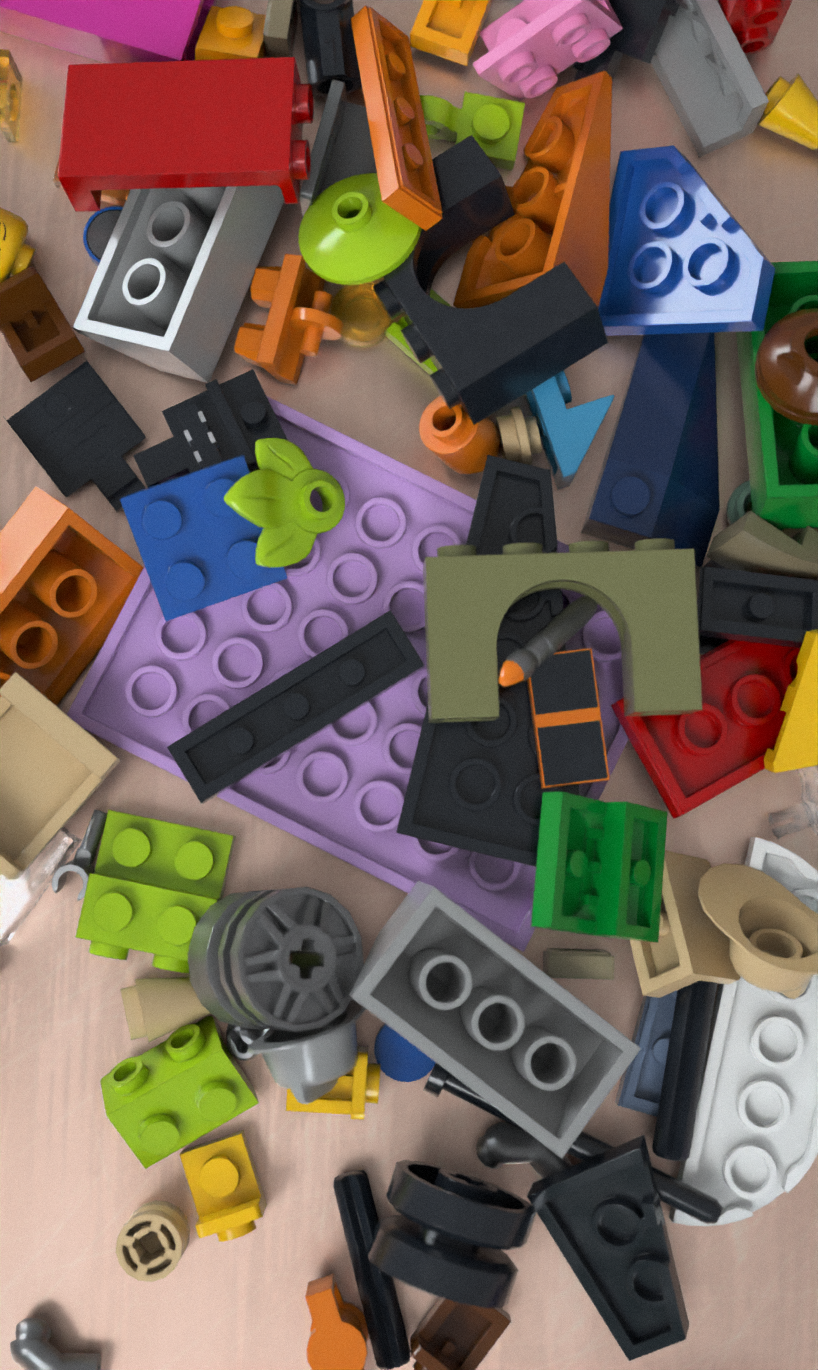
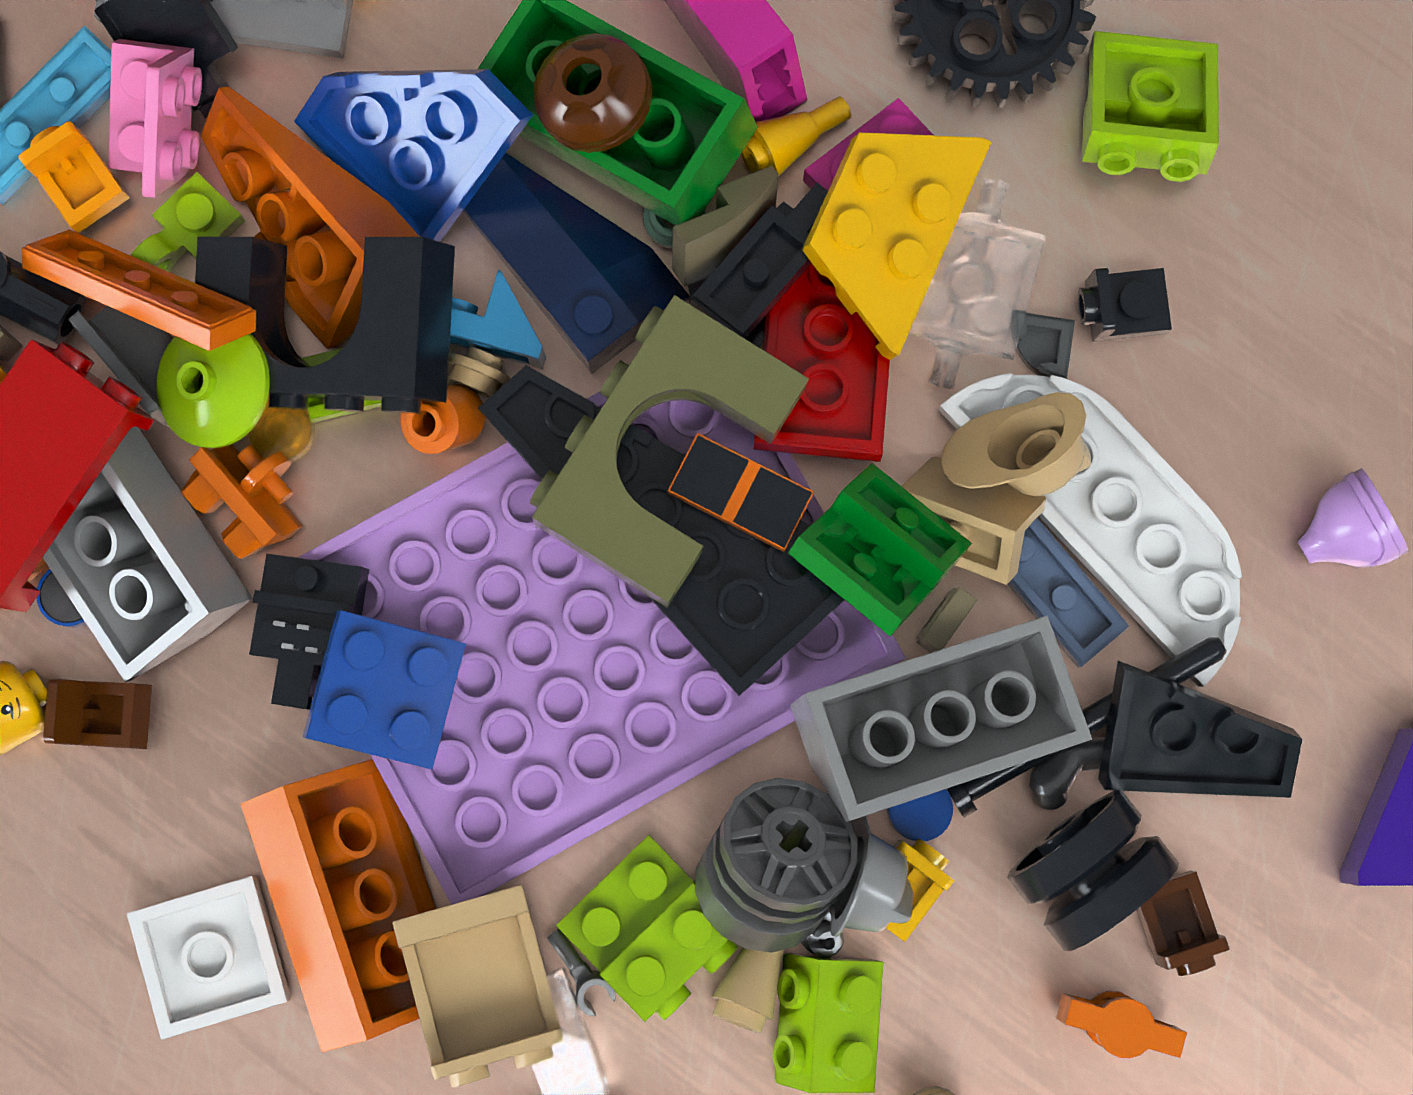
camera: 55 degrees left, 0 degrees up
(80, 435) = (220, 736): black piece -> none
(224, 1186) = (932, 1036): yellow bracket -> none
(281, 505) = (400, 606): lime plate -> none
(296, 707) = (579, 708): black plate -> none
(374, 1286) = (1084, 962): black axle -> none
(524, 662) = (672, 495): flat silver piece -> none
(684, 1071) = (1089, 593): black axle -> none

